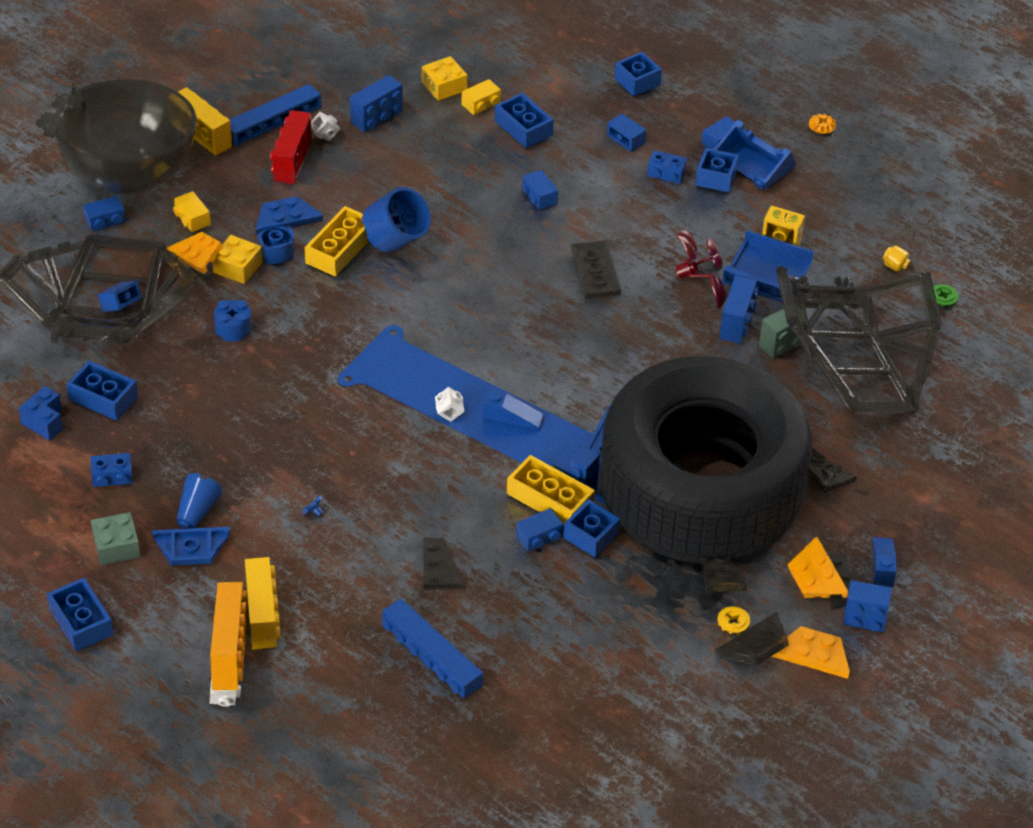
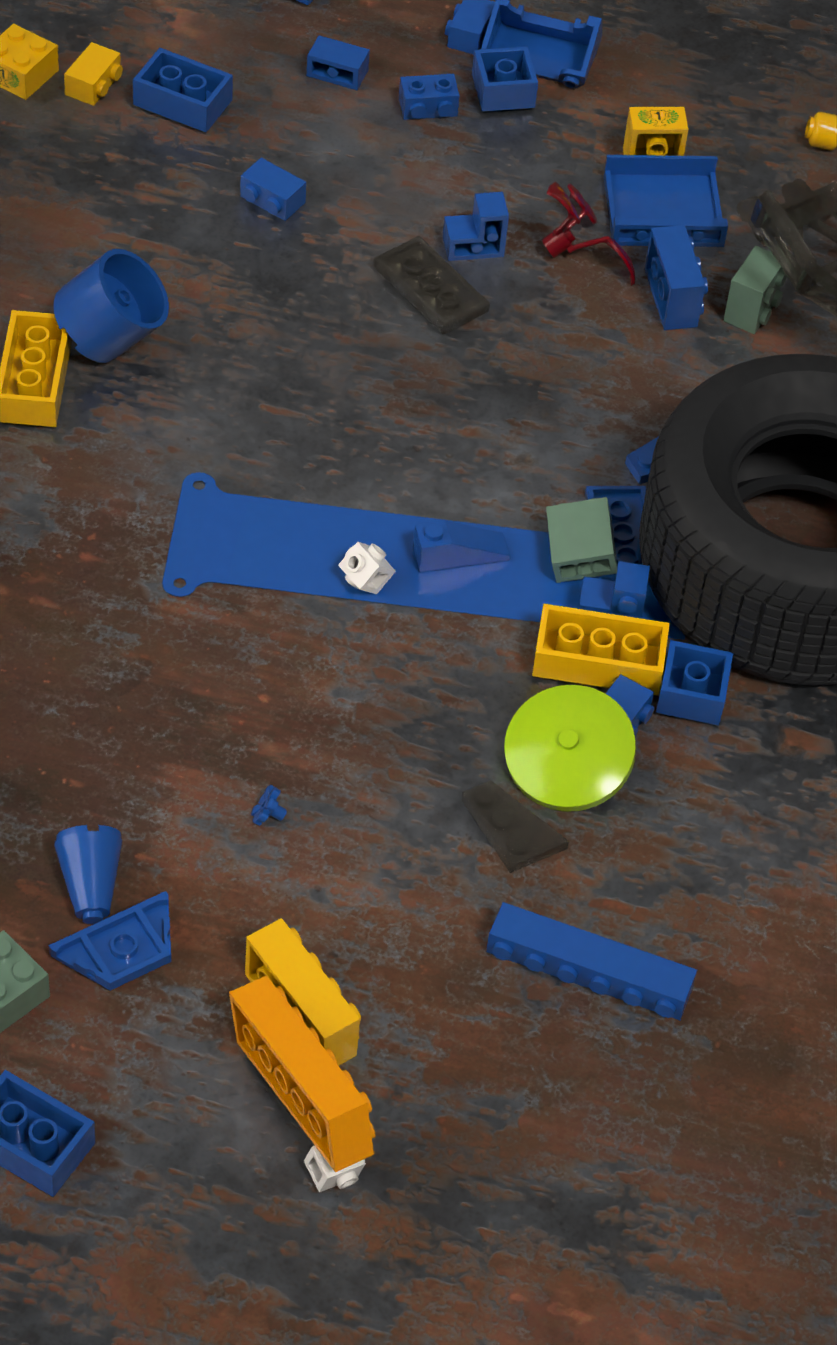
camera: 30 degrees left, 5 degrees up
(496, 536) = (570, 748): none -> lime dish
(580, 429) = (581, 539): none -> sand green brick
(641, 249) = (478, 234): none -> blue brick

